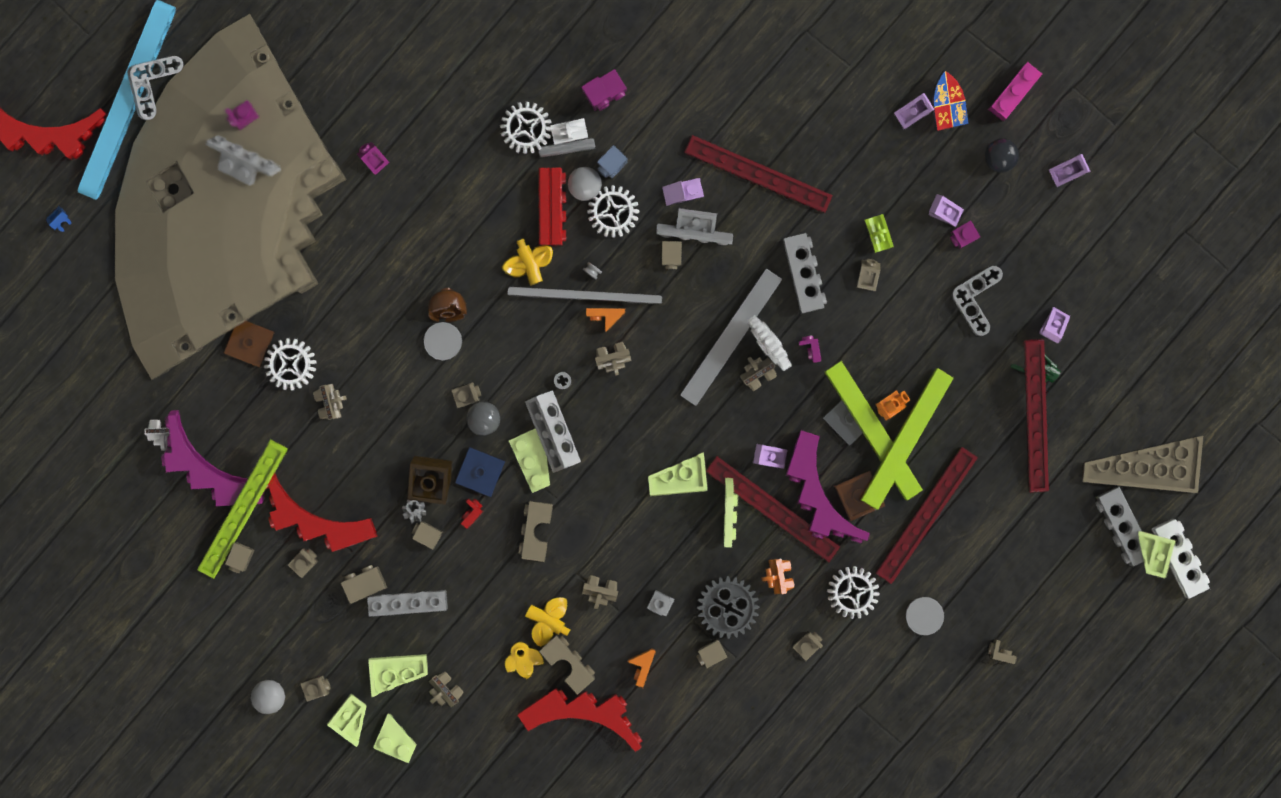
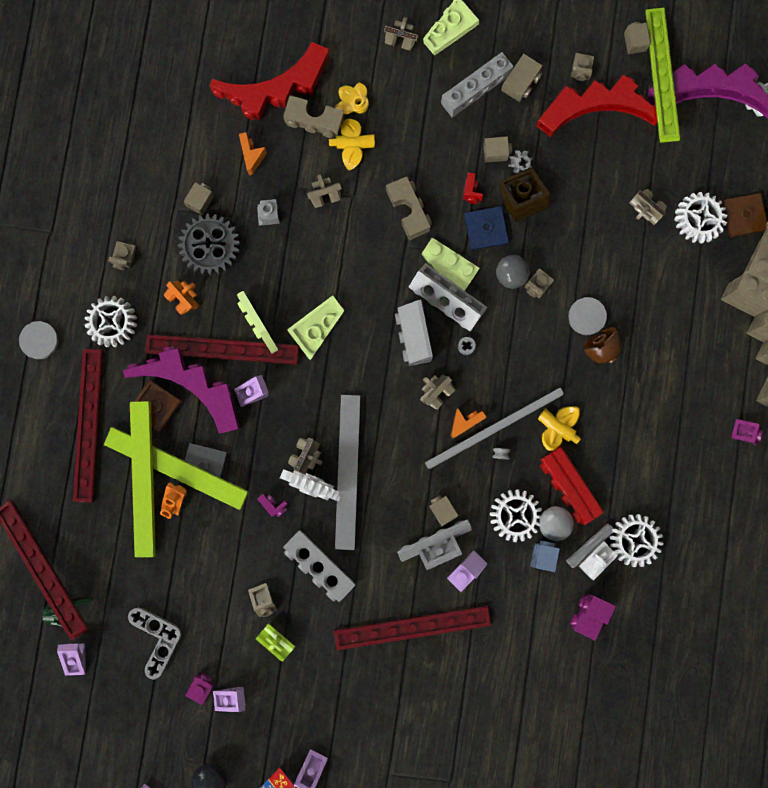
camera: 150 degrees right, 5 degrees down
(602, 418) = (414, 333): none -> light grey slope

